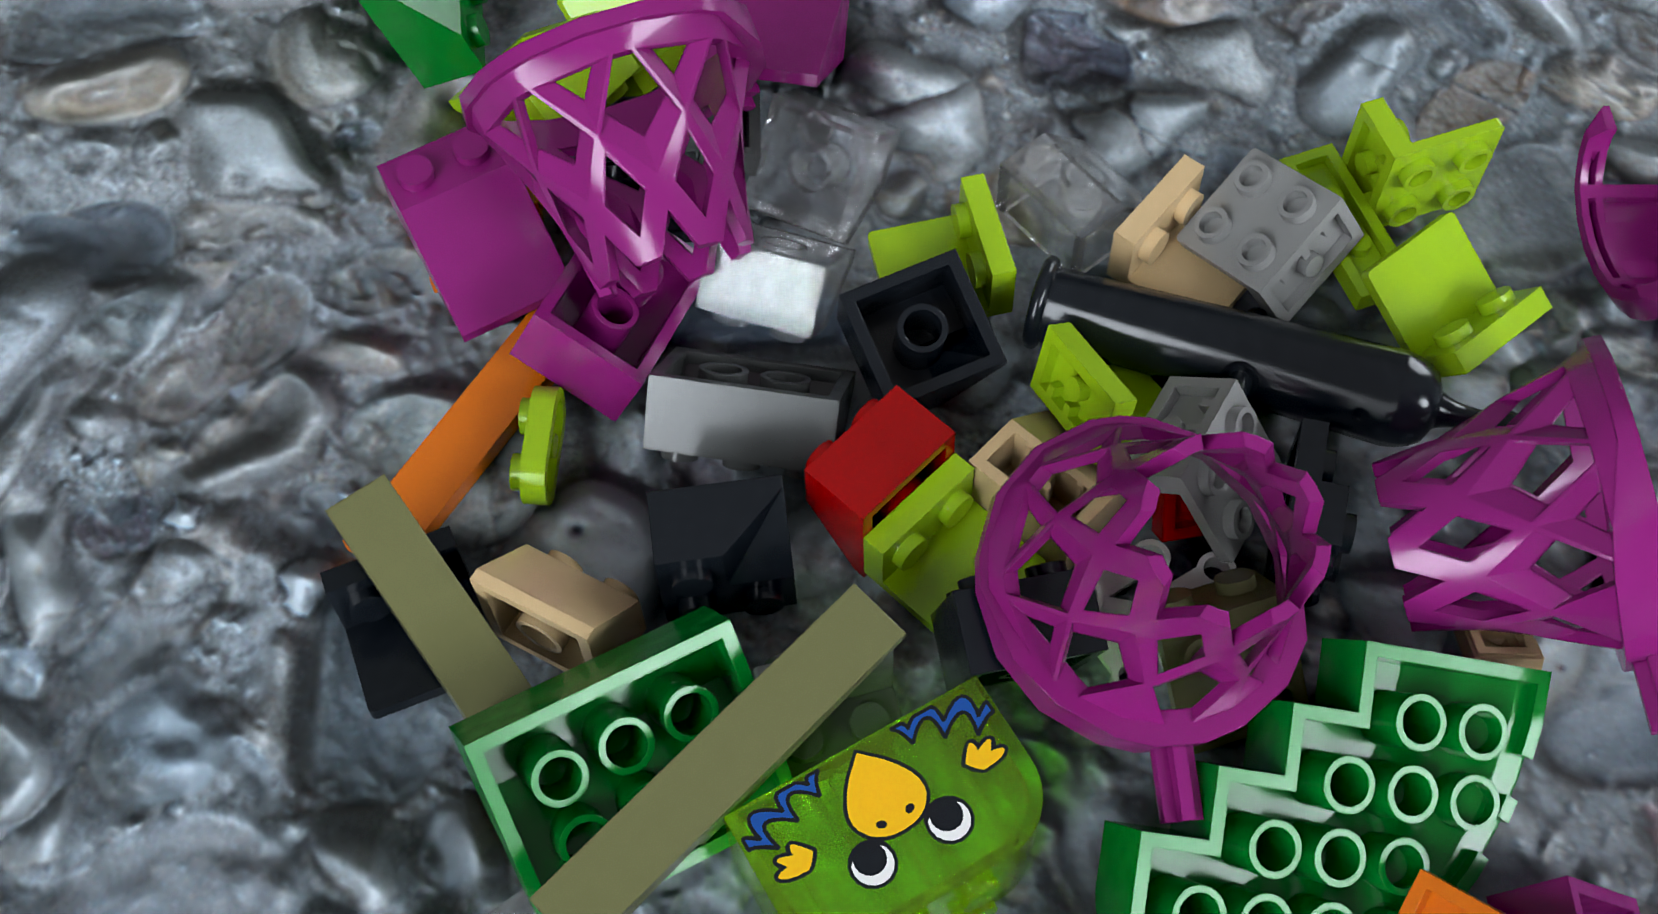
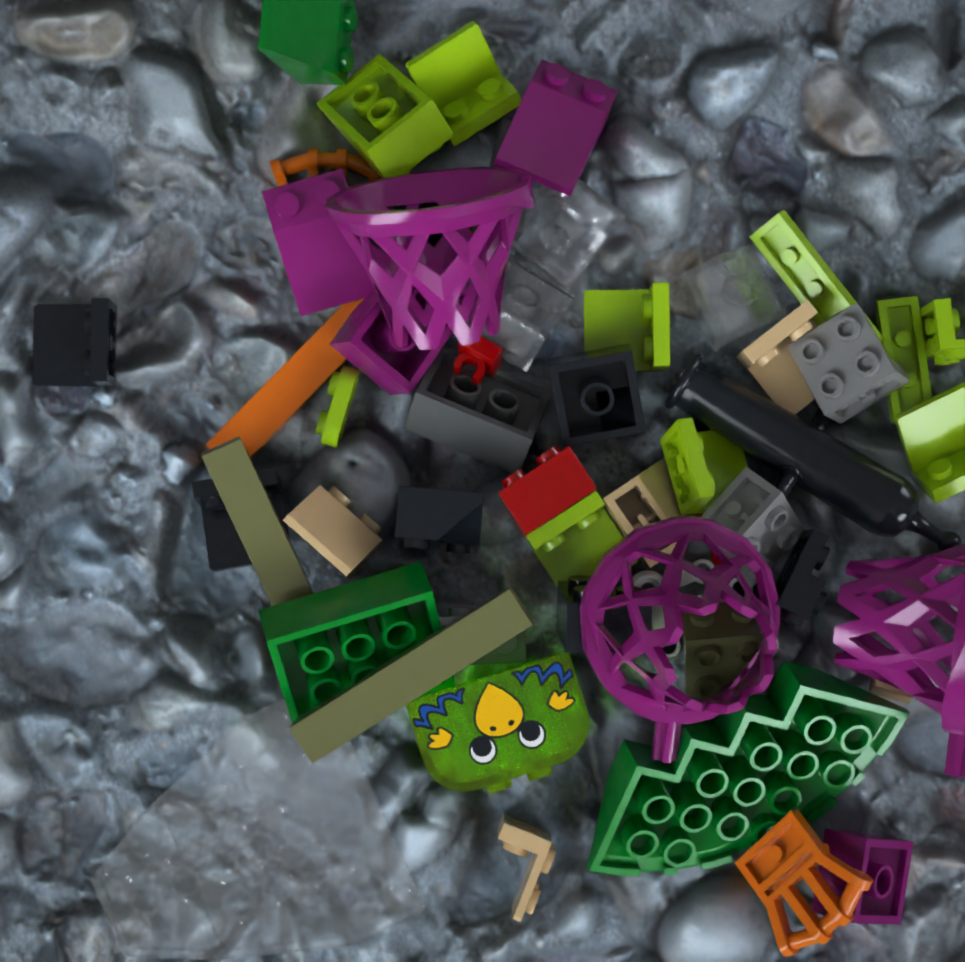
camera: 10 degrees right, 25 degrees up
(130, 446) = (75, 344): none -> black bracket
(734, 329) = (483, 355): none -> red tile
(1153, 137) = (803, 268): none -> lime plate

